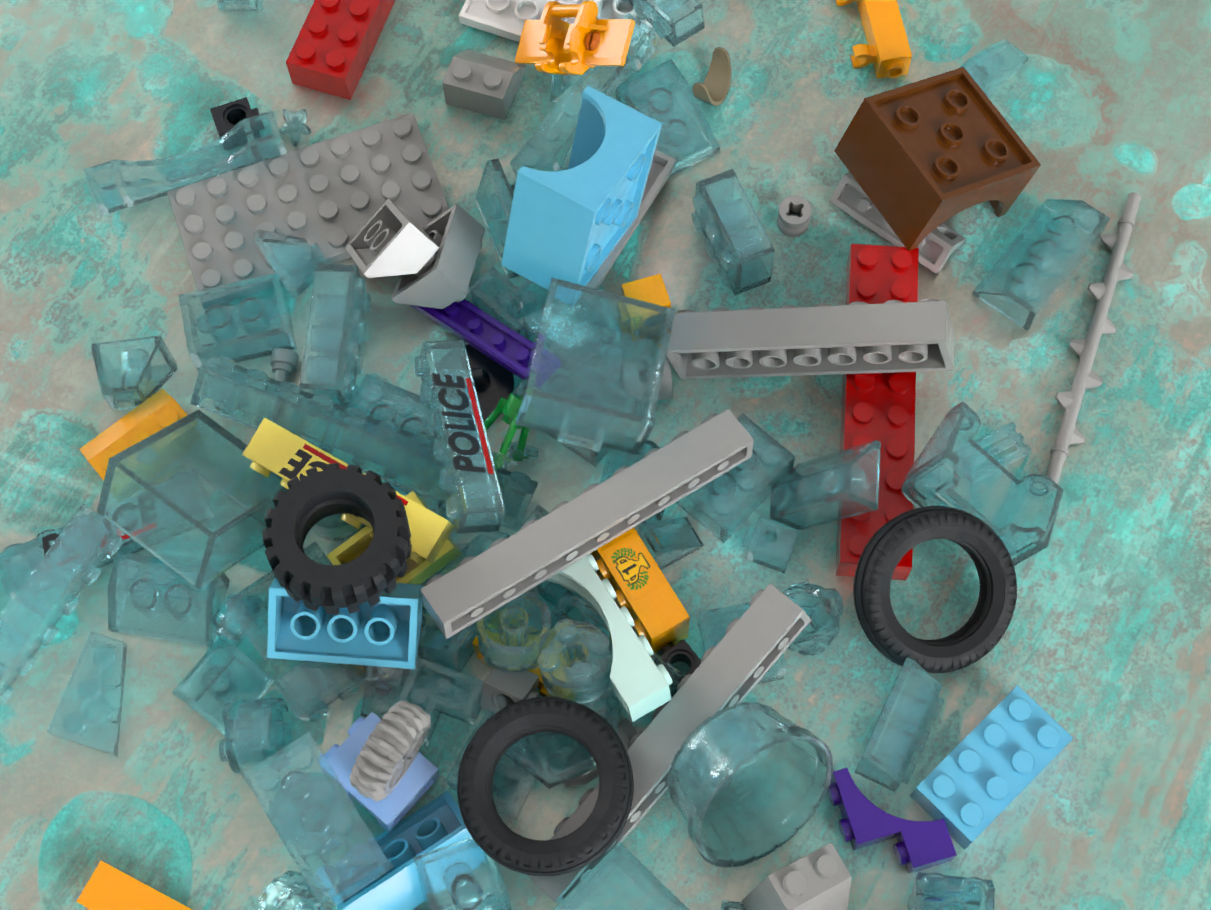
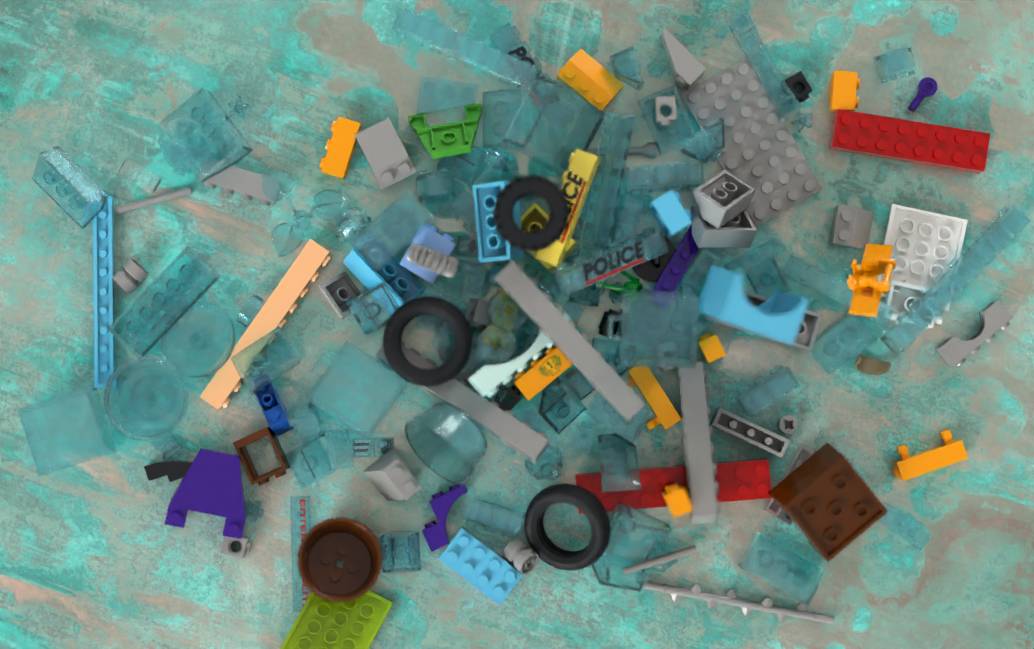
camera: 80 degrees right, 20 degrees up
(138, 284) = (683, 64): none -> light grey slope
(170, 820) = (385, 153): none -> light grey slope
(171, 698) = (448, 138): none -> bright green wing
(206, 300) = (669, 102): none -> light grey brick
(259, 60) = (843, 91): none -> light orange brick
(396, 328) = (670, 213): none -> medium azure brick
(572, 470) = (603, 326): none -> black brick
(707, 575) = (559, 405): none -> clear light blue slope
(747, 396) = (654, 396): none -> light orange brick
(805, 260) = (750, 432): none -> light grey brick
(910, 377) = (676, 500): none -> light orange brick
(978, 689) = (520, 556): none -> light grey wheel
(1009, 449) = (659, 560): none -> light grey bar

